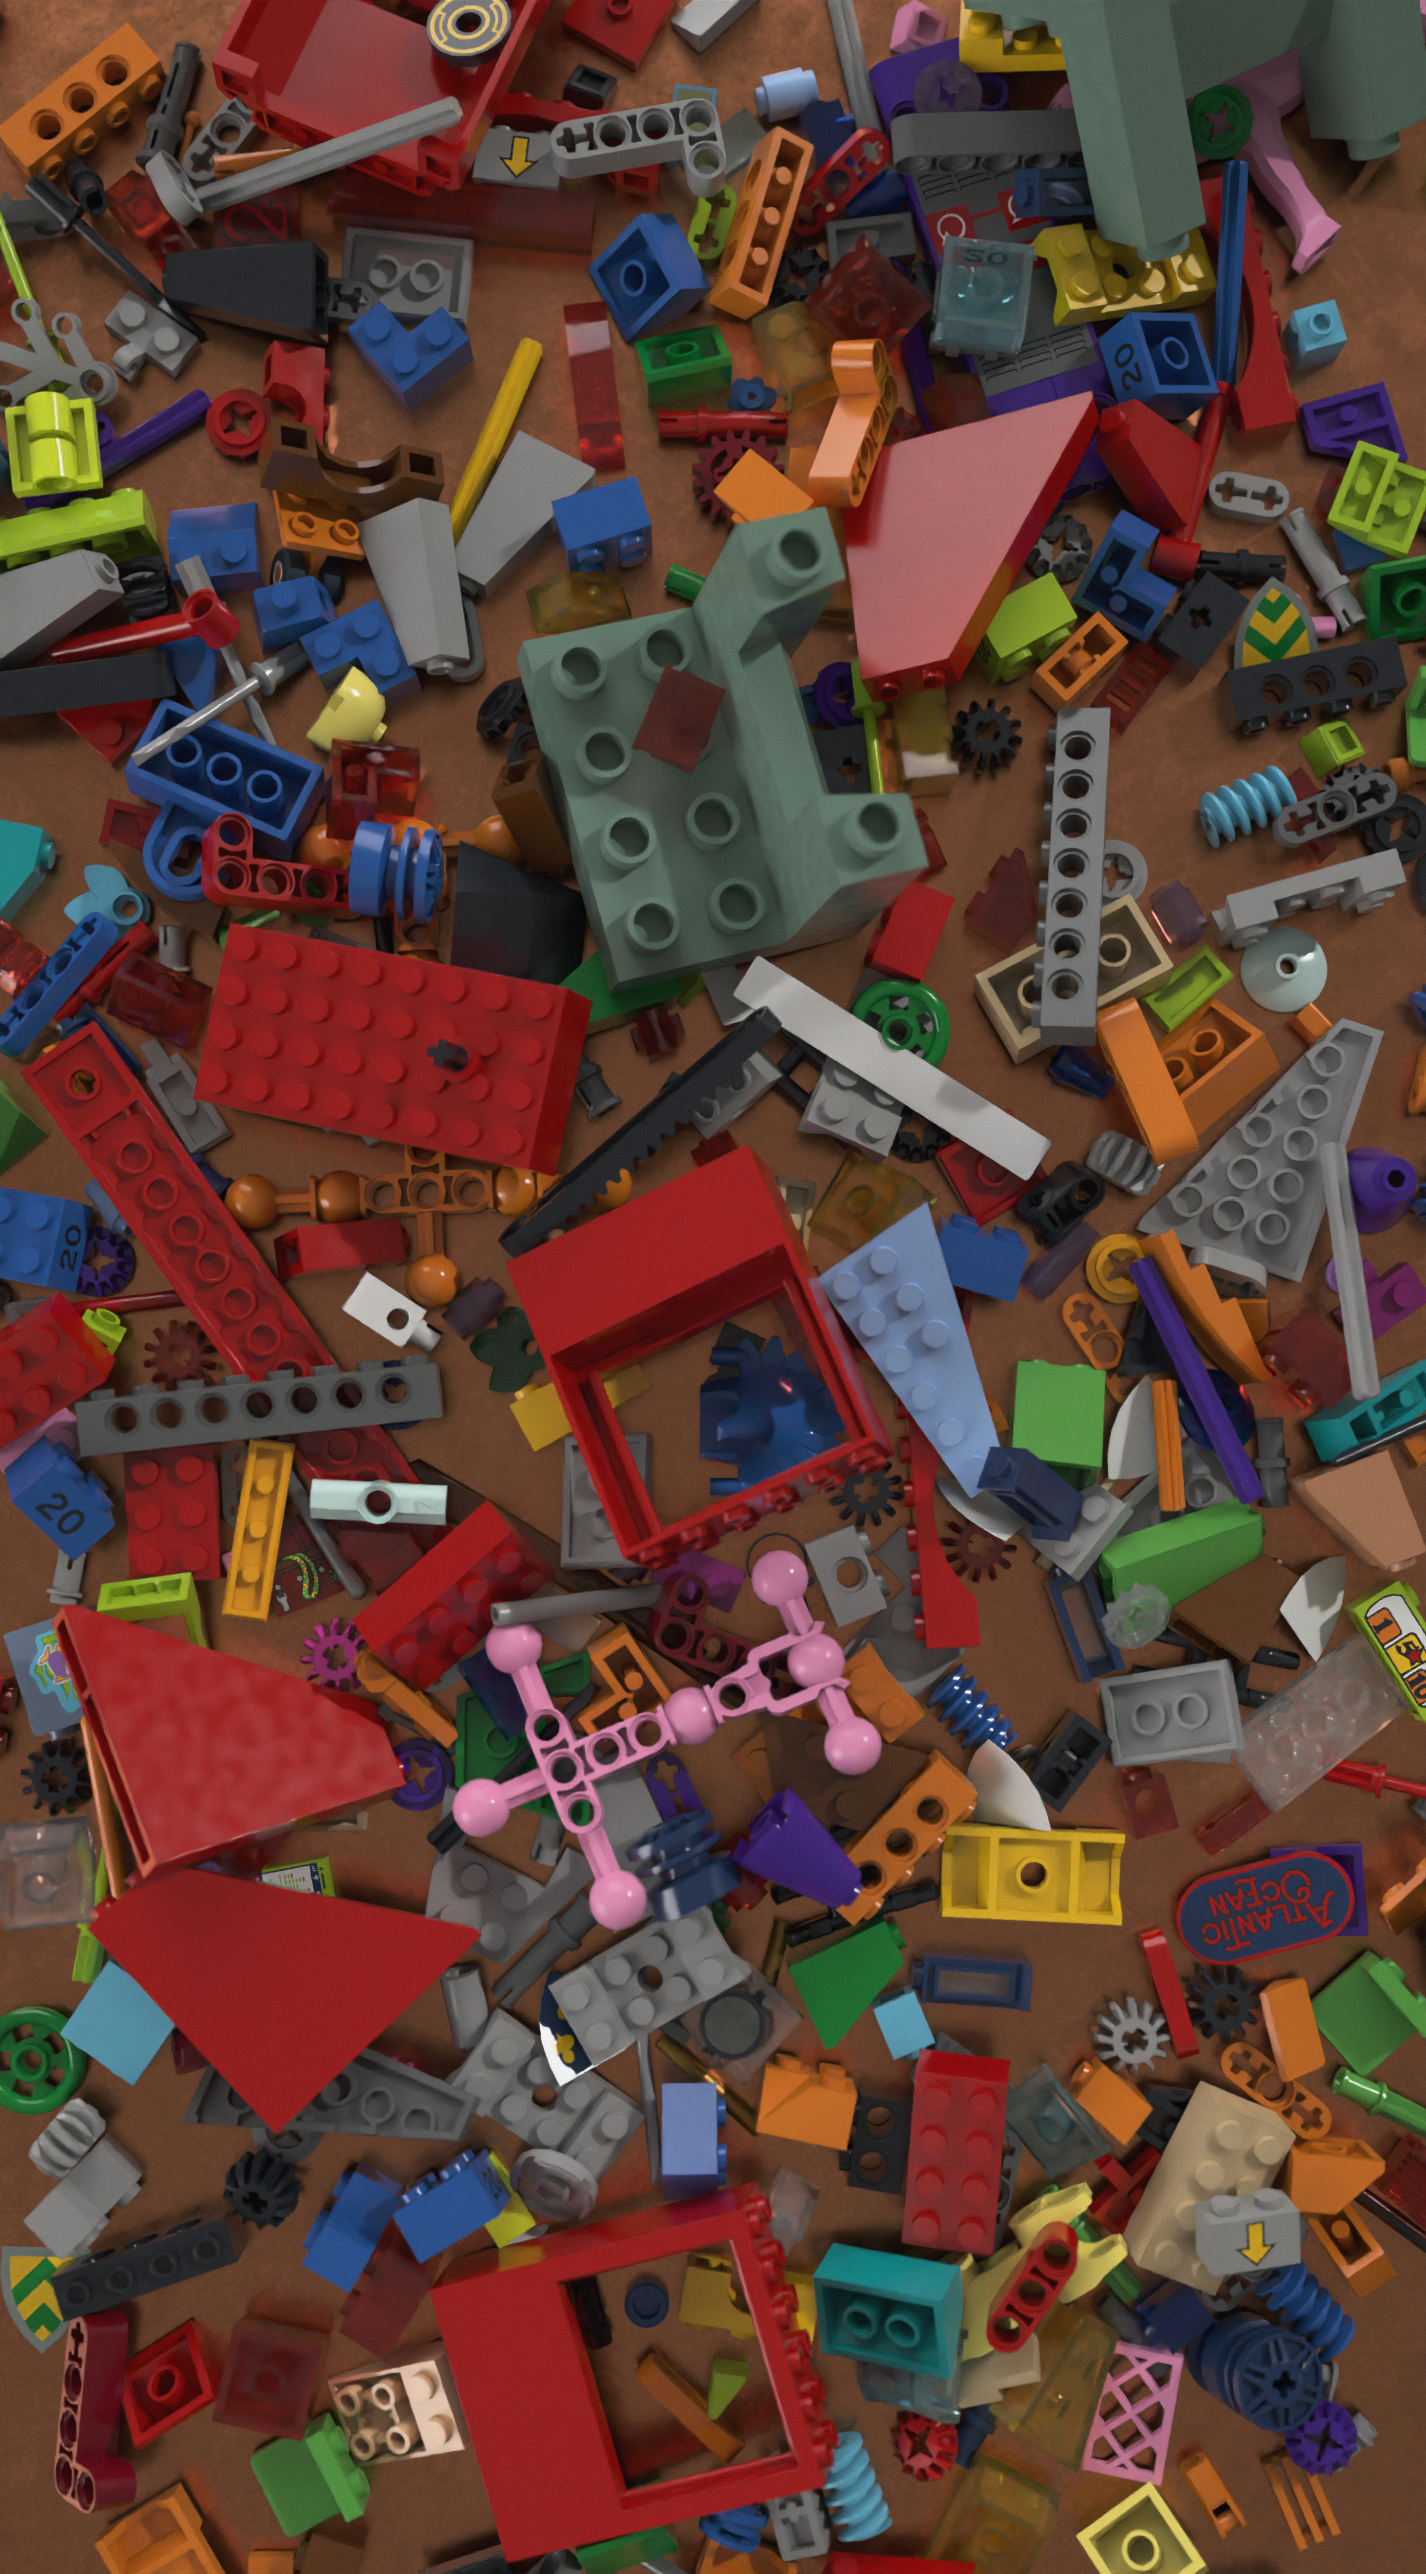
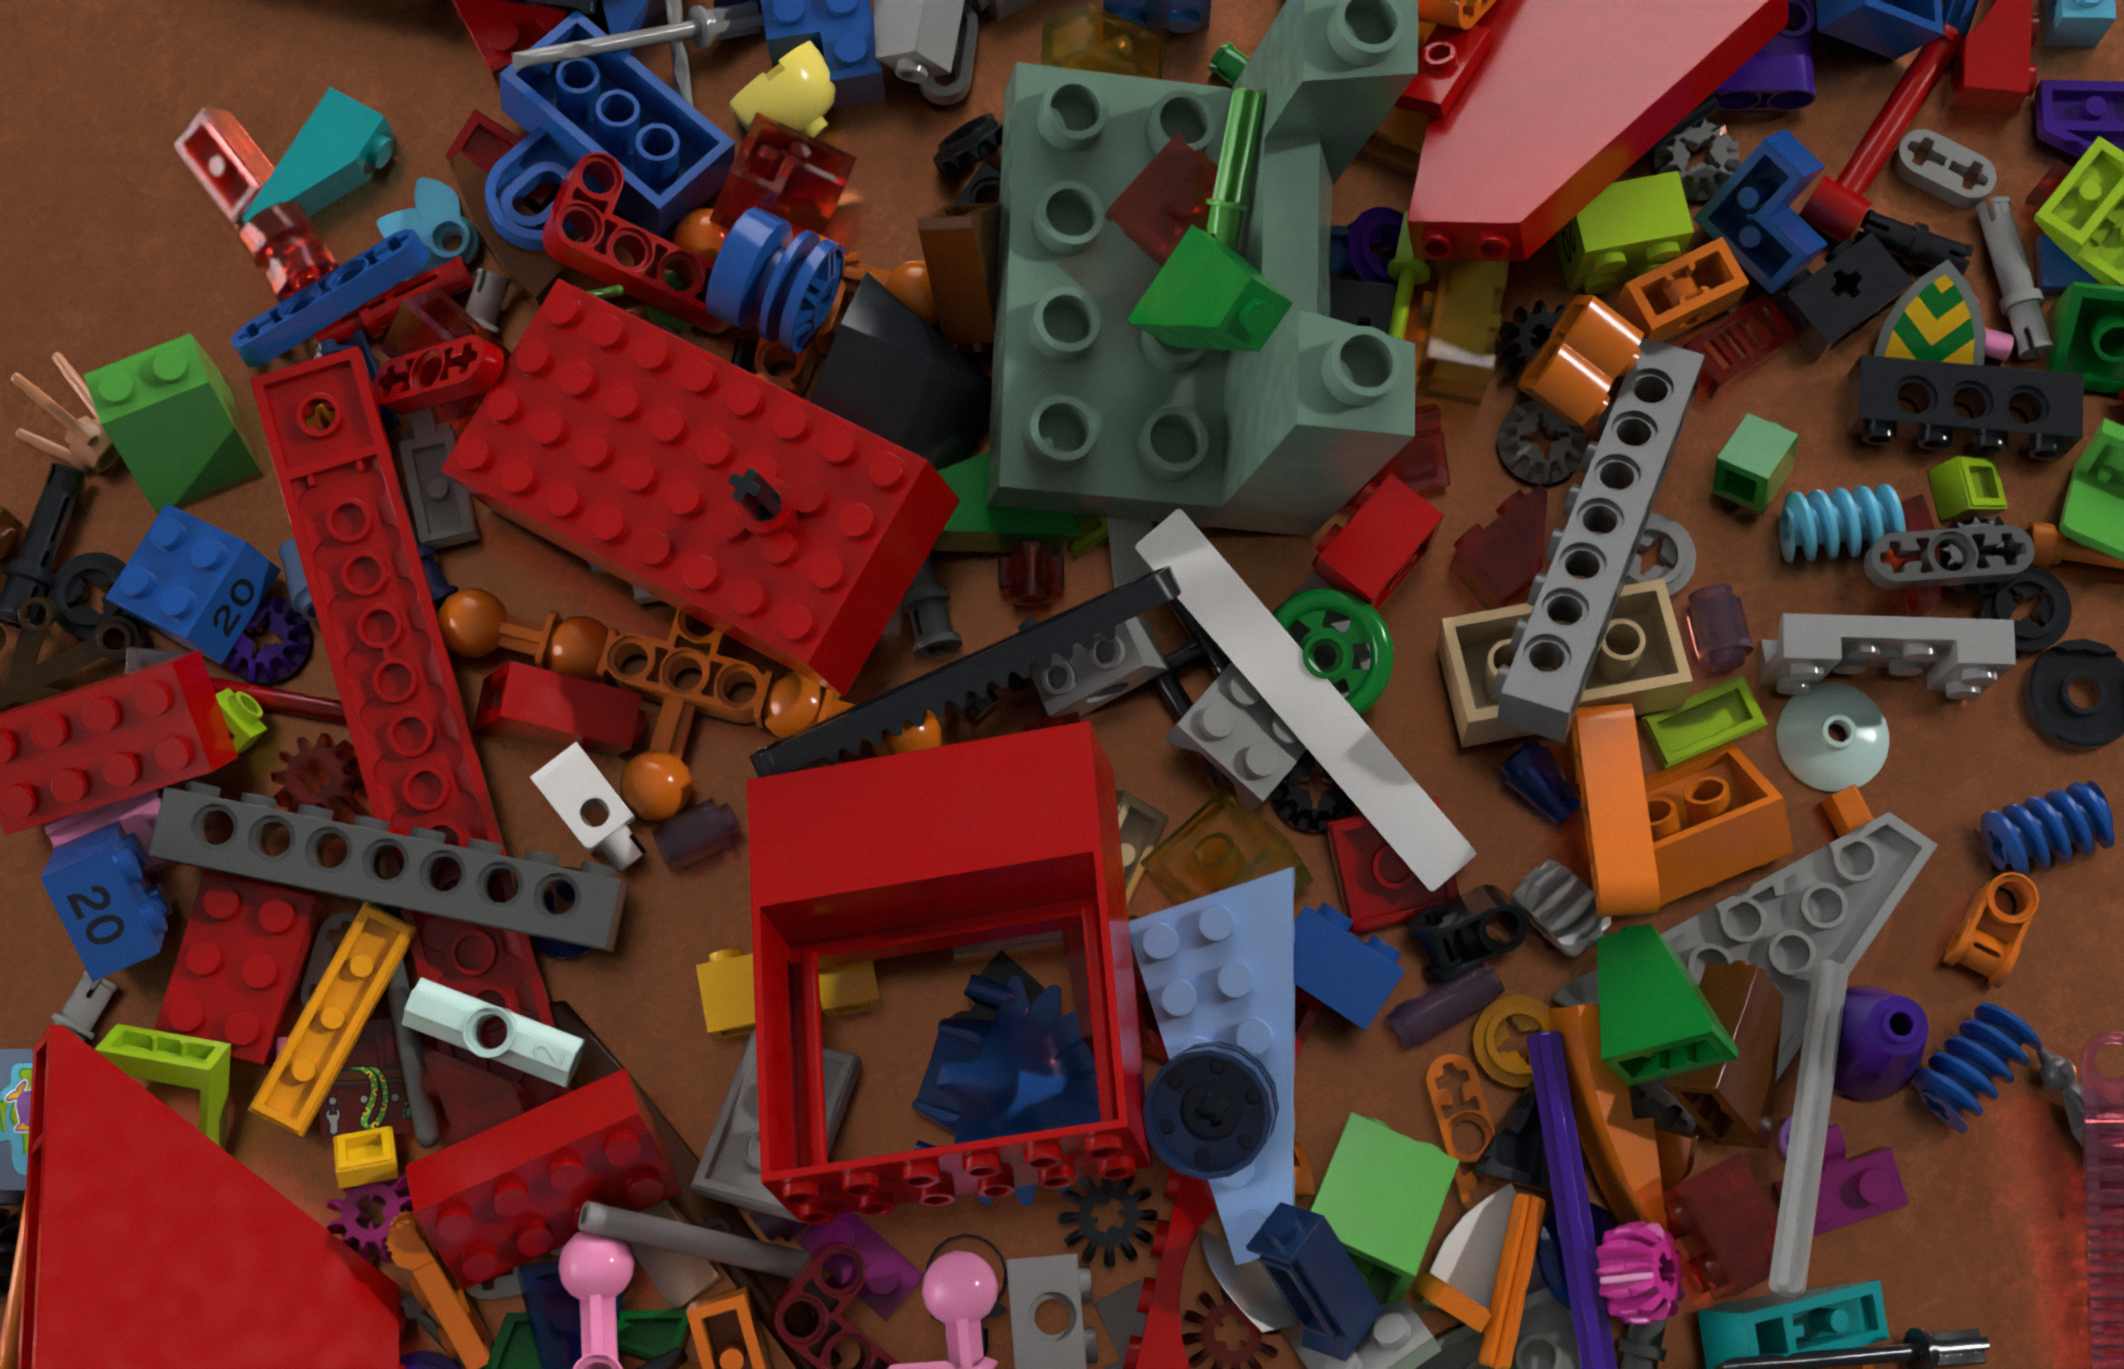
camera: 25 degrees right, 10 degrees down
(177, 1027) = (454, 382): none -> red beam
(317, 1620) = (365, 1157): none -> yellow tile
(506, 1351) = (717, 903): clear green plate -> none
(721, 687) = (1235, 166): none -> bright green axle
(736, 792) = (1210, 299): none -> green slope
(853, 536) = (1444, 68): none -> red plate
(920, 1424) = (1196, 1141): none -> dark blue wheel
(998, 826) = (1526, 458): none -> light grey gear
(1020, 742) = (1581, 361): none -> orange brick
(1130, 1473) = (1453, 1301): none -> orange tile
(1150, 463) = (1835, 87): red slope -> none
(1170, 779) = (1755, 463): none -> green brick
(1215, 1221) = (1653, 1010): none -> green slope
(1258, 1412) = (1640, 1273): none -> dark pink gear
(1278, 1234) = (1737, 1096): none -> reddish brown slope

